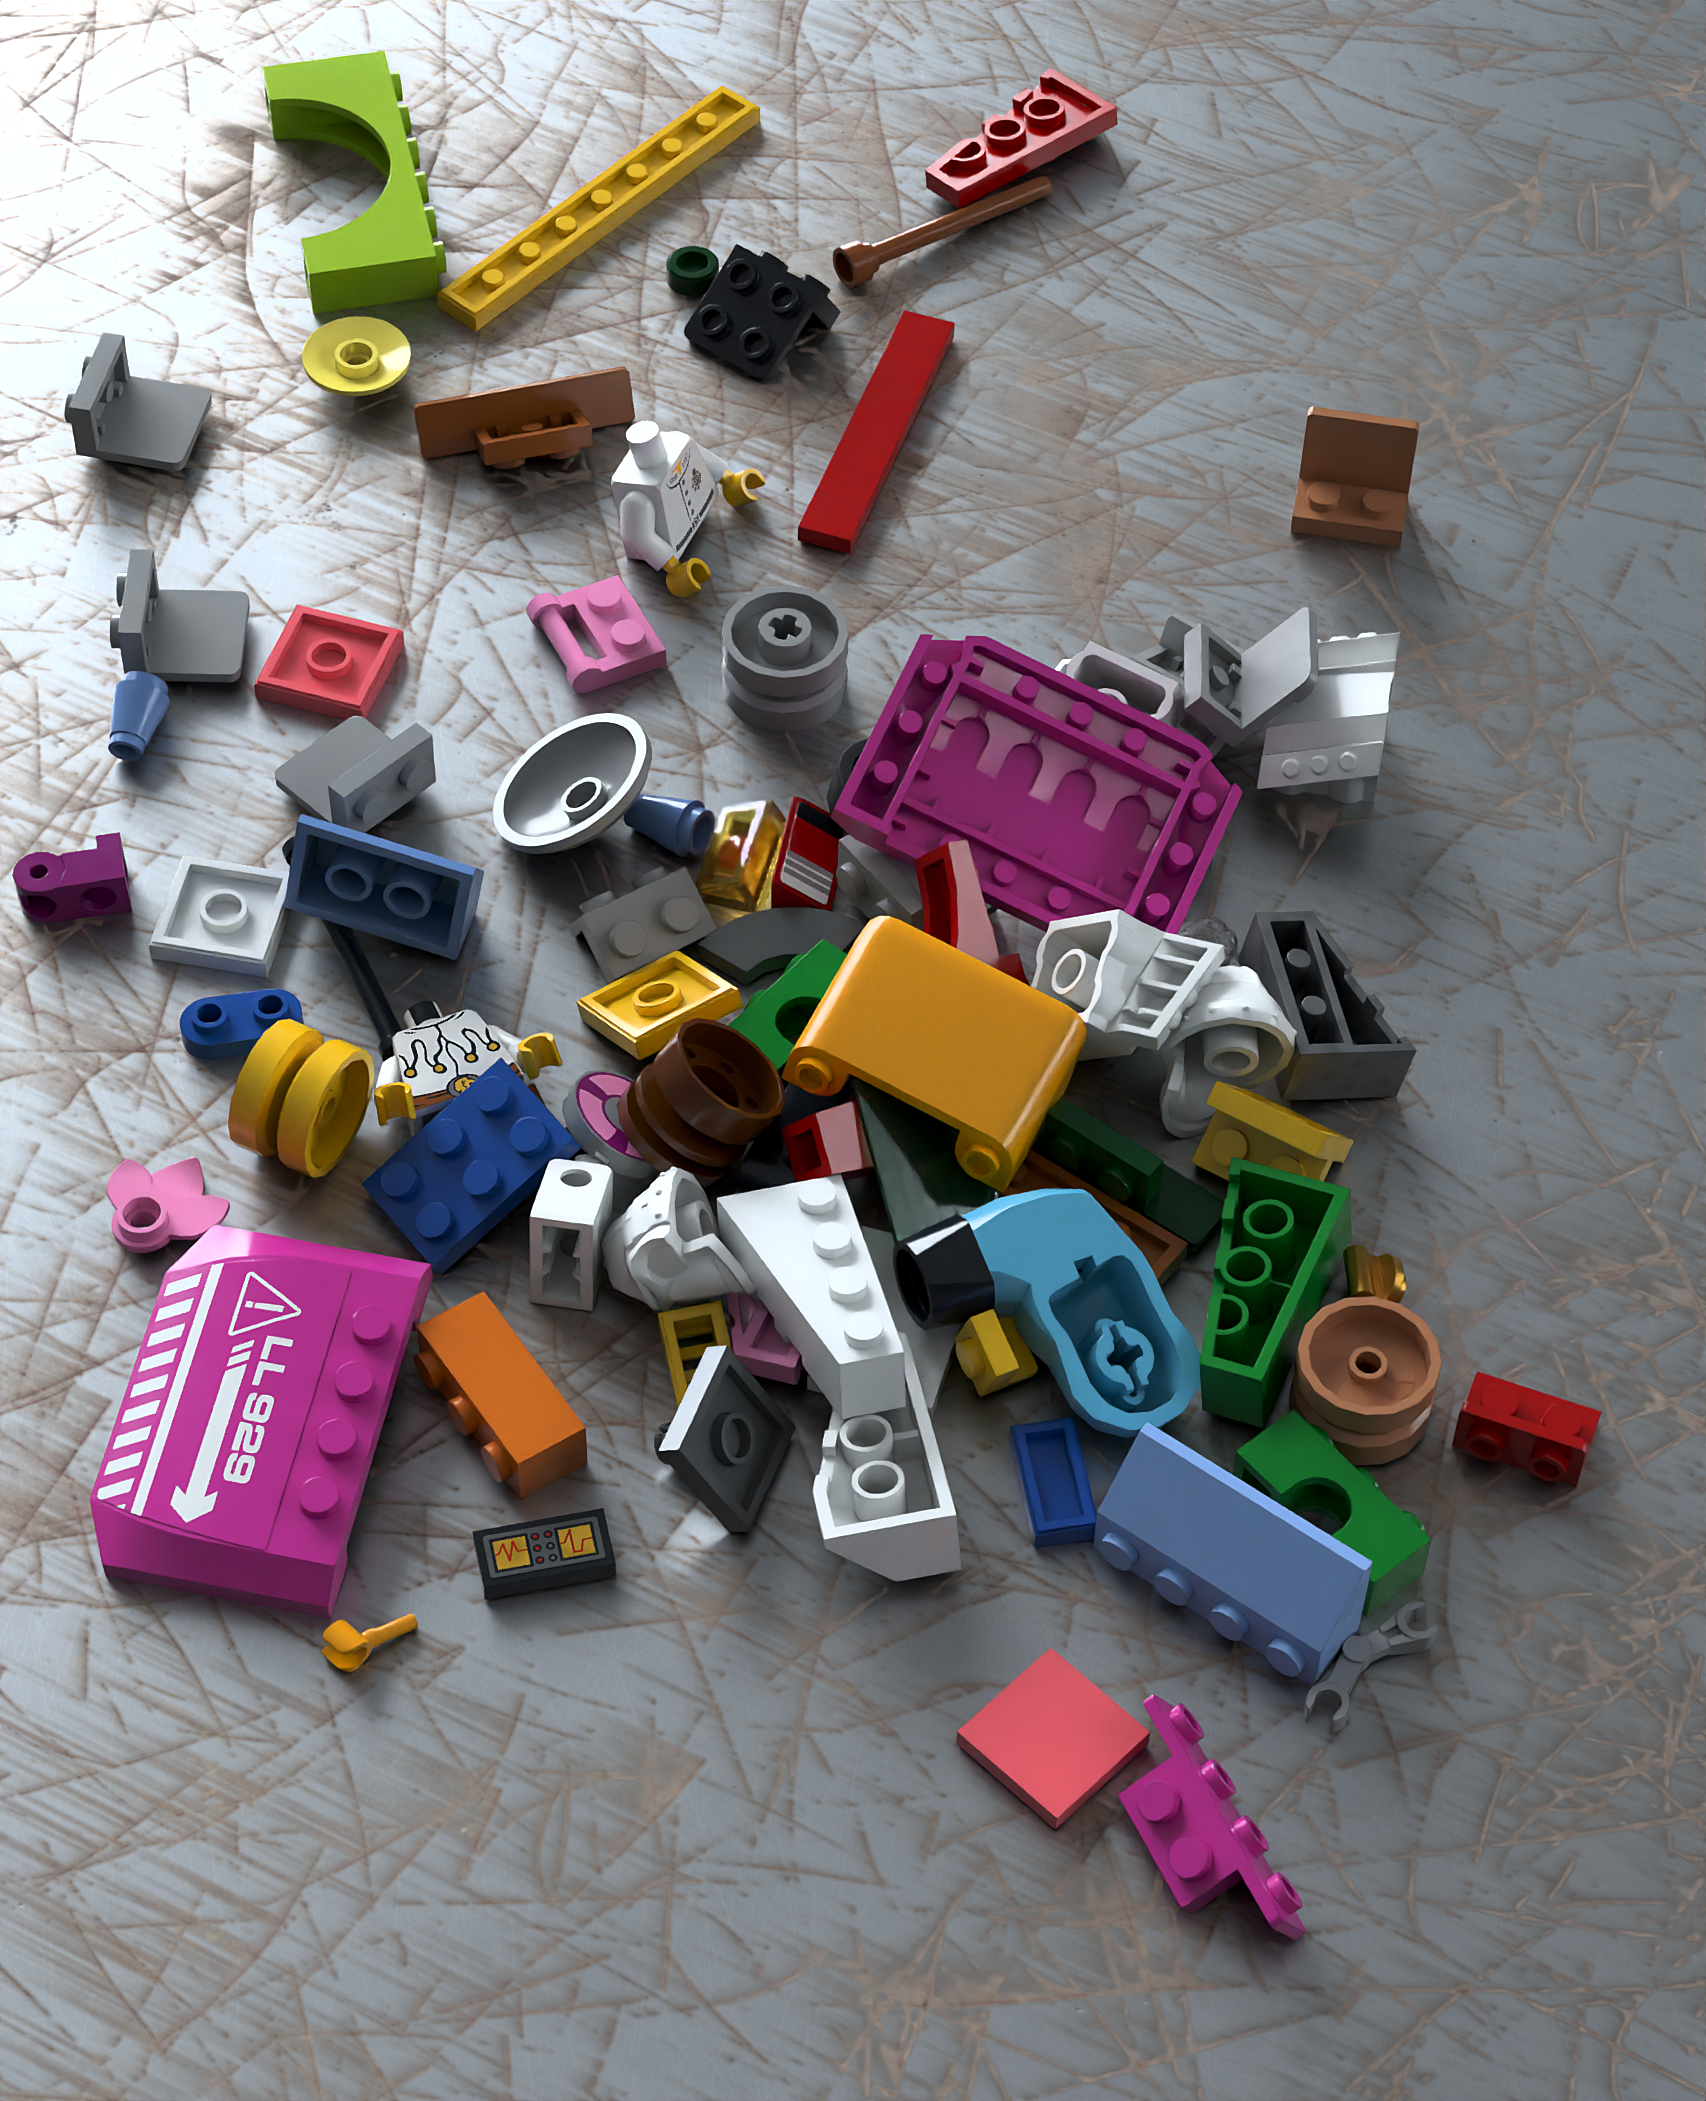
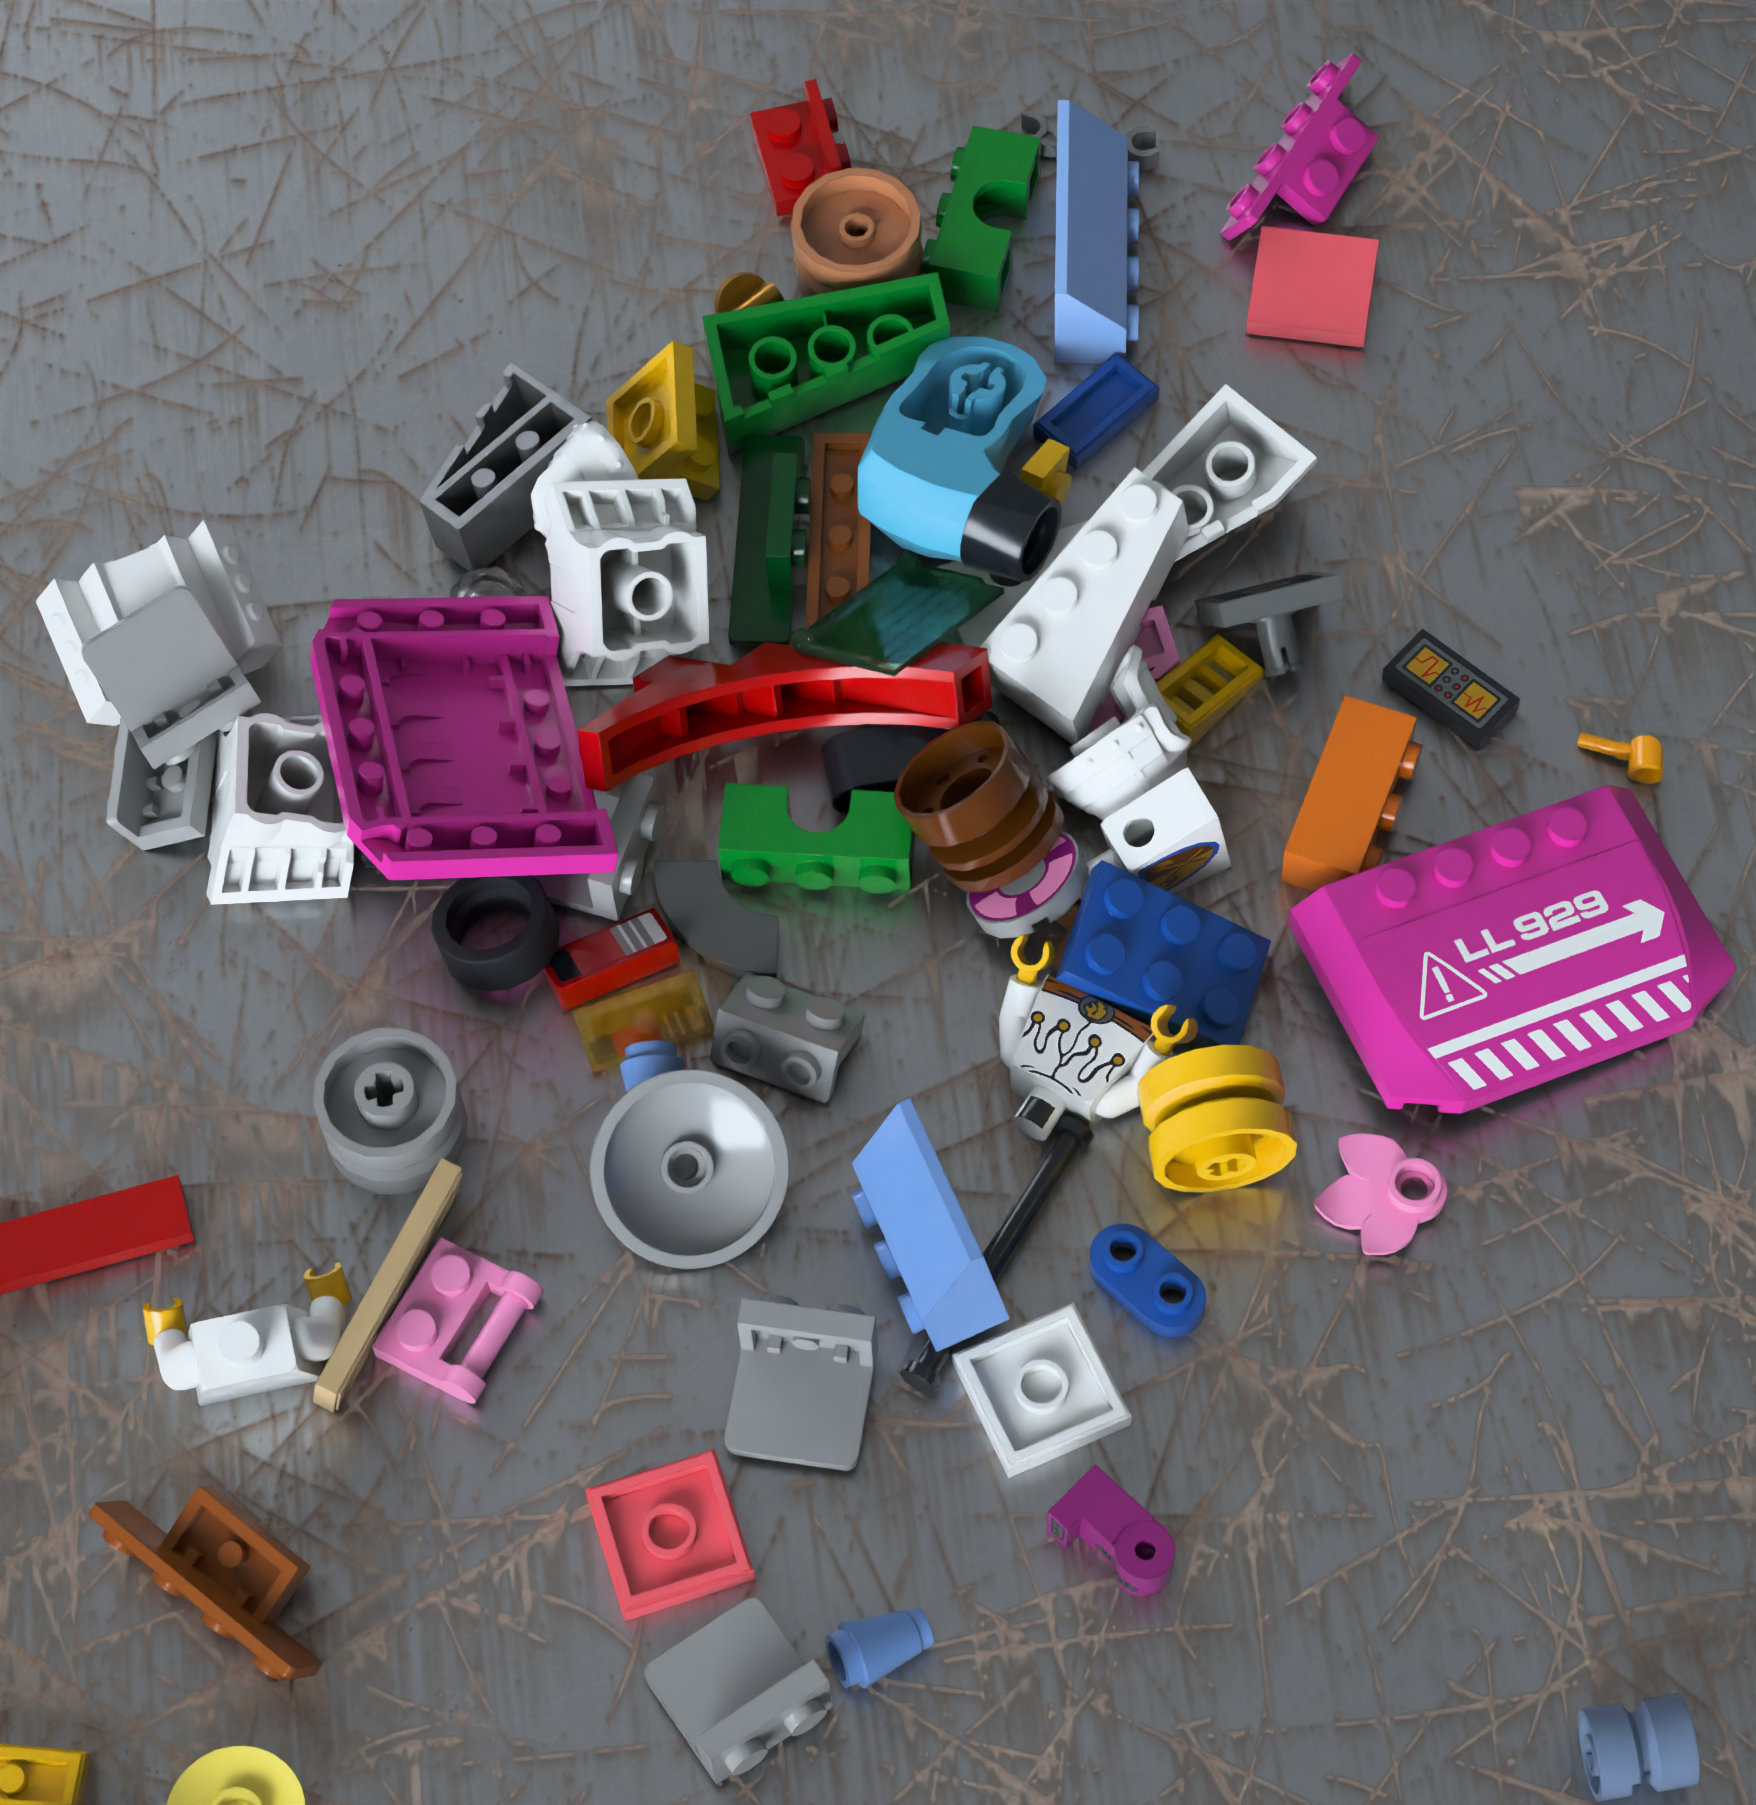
camera: 120 degrees left, 10 degrees up
(653, 601) = (388, 1286): none -> tan tile
(654, 1001) = (874, 947): yellow tile -> none
(944, 1041) = (806, 657): light orange windscreen -> none

